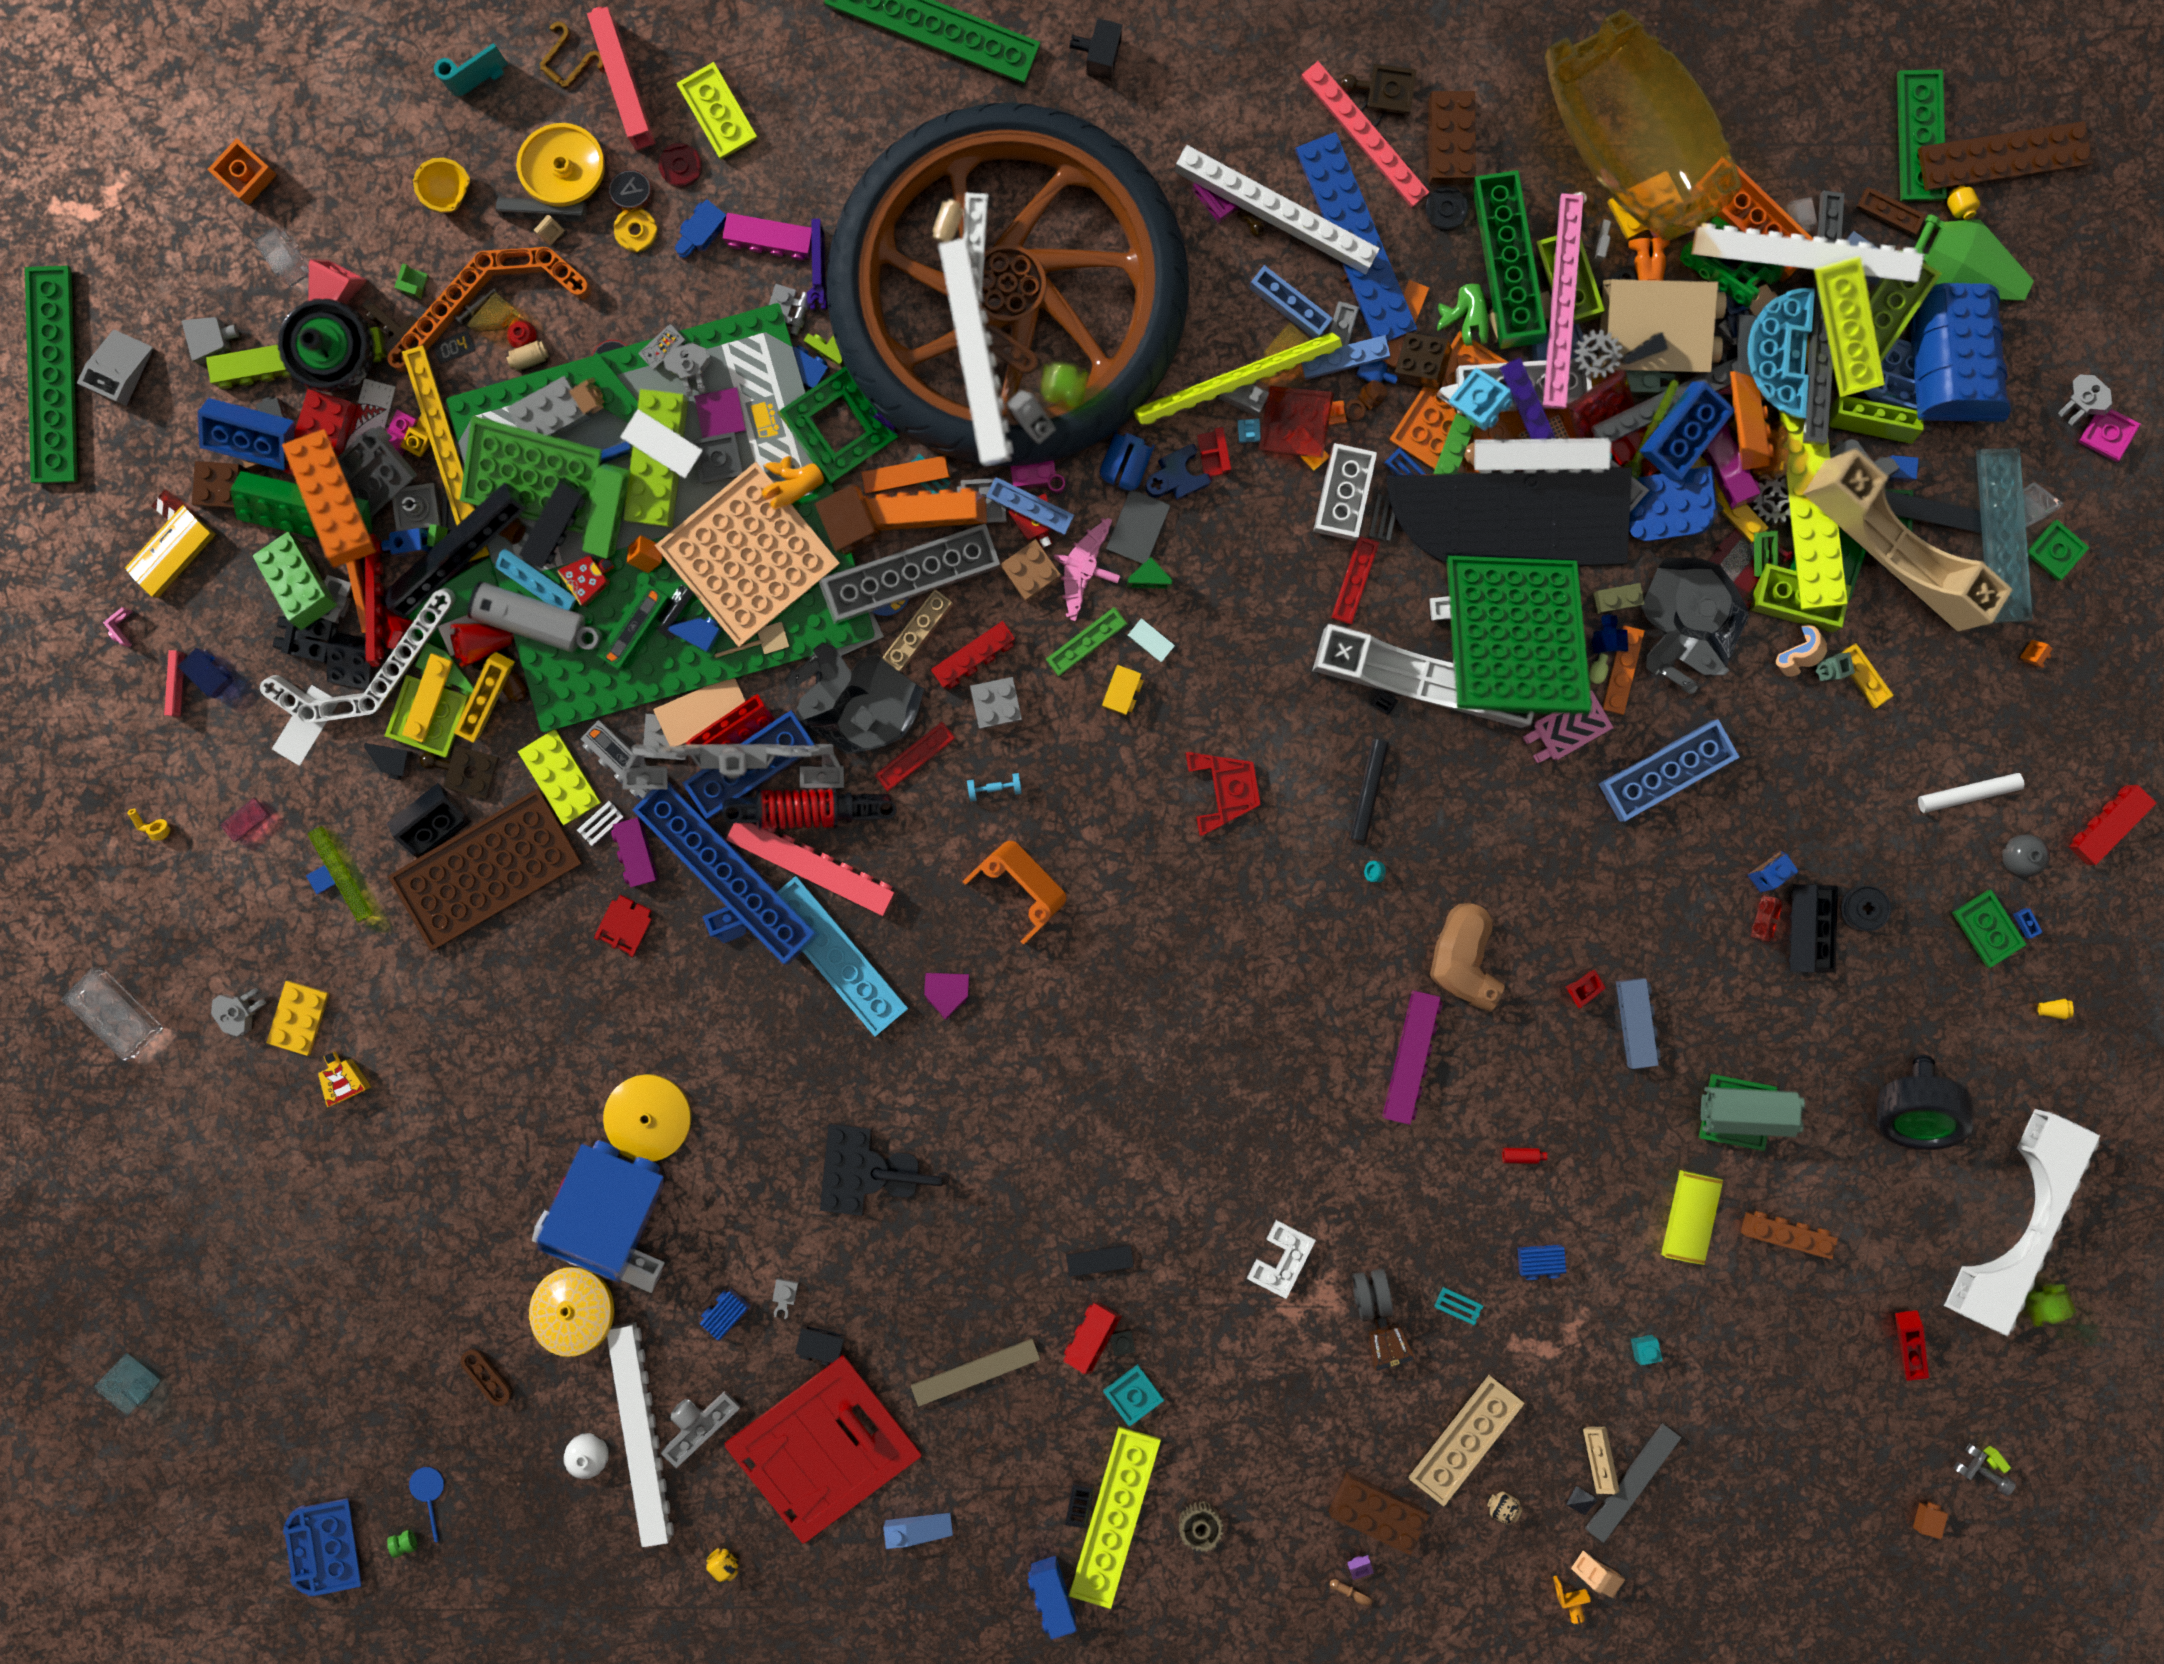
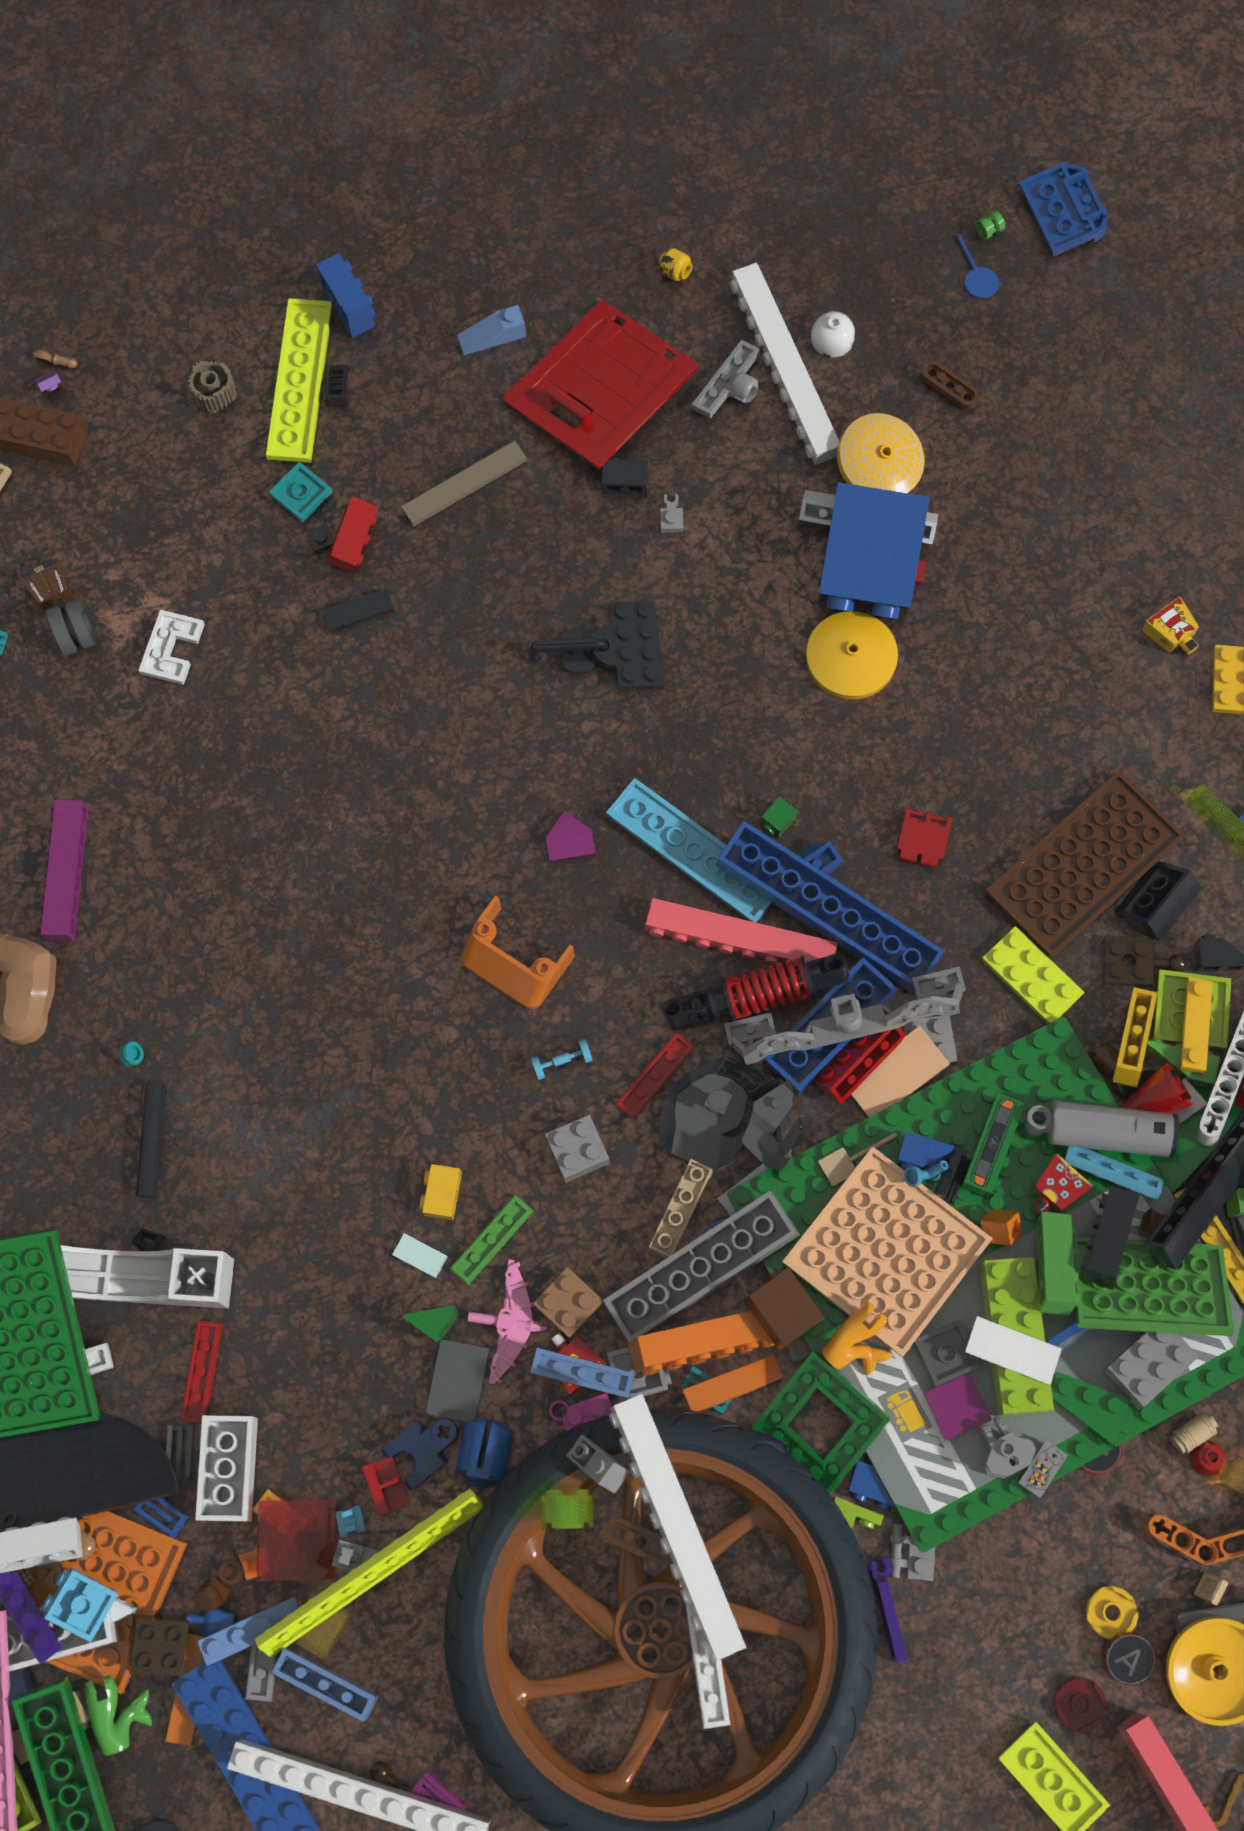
camera: 170 degrees right, 15 degrees down
(586, 836) = (986, 921): white tile -> none
(588, 396) = (1110, 1388): medium nougat brick -> none
(611, 750) = (985, 1013): light grey brick -> none
(634, 852) = (931, 911): magenta brick -> none
(700, 229) = (1035, 1628): blue hinge -> none
(708, 611) = (914, 1176): none -> dark azure piece
(724, 1314) = (727, 485): blue brick -> none
(752, 970) = (778, 817): none -> green brick
(768, 236) = (955, 1637): dark pink brick -> none
(947, 221) = (743, 1683): tan head -> none
(973, 655) = (613, 1196): red brick -> none
(1233, 785) = (300, 1113): red wing -> none
(1454, 445) = (108, 1546): bright green plate -> none

